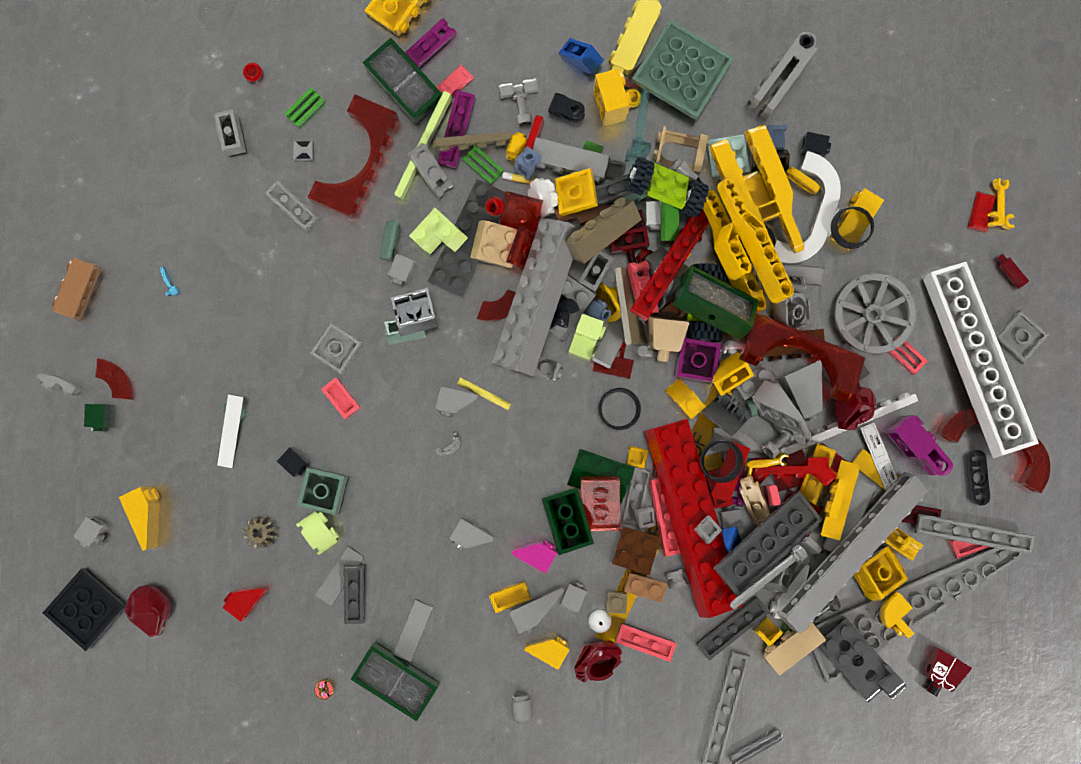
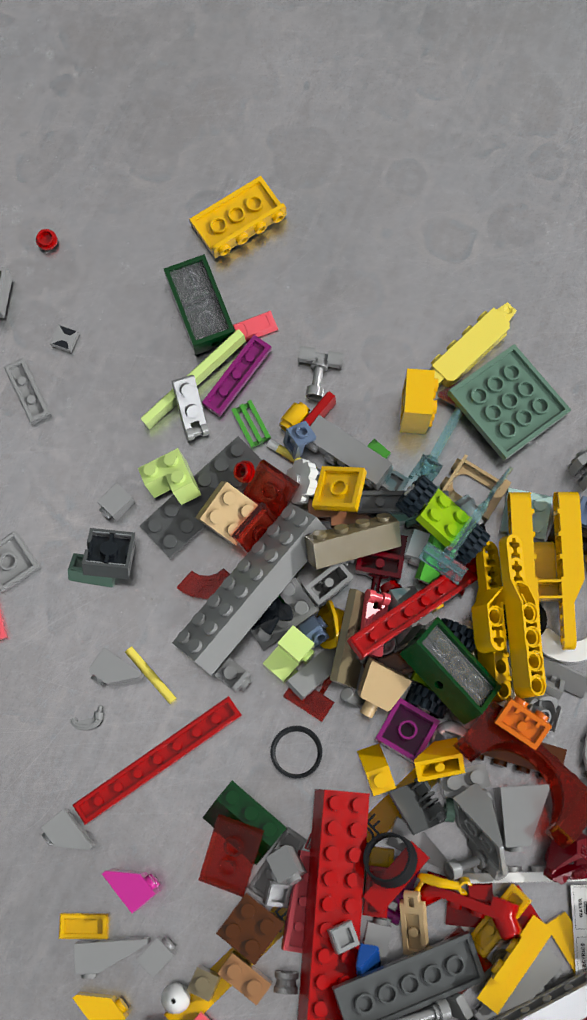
camera: 25 degrees right, 10 degrees down
(299, 102) = (80, 289): bright green tile -> none
(346, 196) = (90, 402): clear red arch -> none
(389, 240) = (116, 466): sand green slope -> none
(430, 42) = (246, 276): magenta plate -> none
(464, 142) = (239, 391): dark tan plate -> none
(515, 455) = (156, 760): none -> red tile
(563, 107) = (363, 394): black piece -> none
(567, 521) = (183, 861): dark green slope -> none
(582, 55) = (403, 347): blue slope -> none
(635, 97) = (443, 412): yellow plate -> none
(637, 457) = (295, 817): yellow tile -> none
(645, 495) = (286, 866): none -> light grey brick
(682, 219) = (444, 560): none -> clear light blue piece
(771, 494) = (435, 924): coral tile -> none
(785, 321) = (522, 722): none -> orange bracket

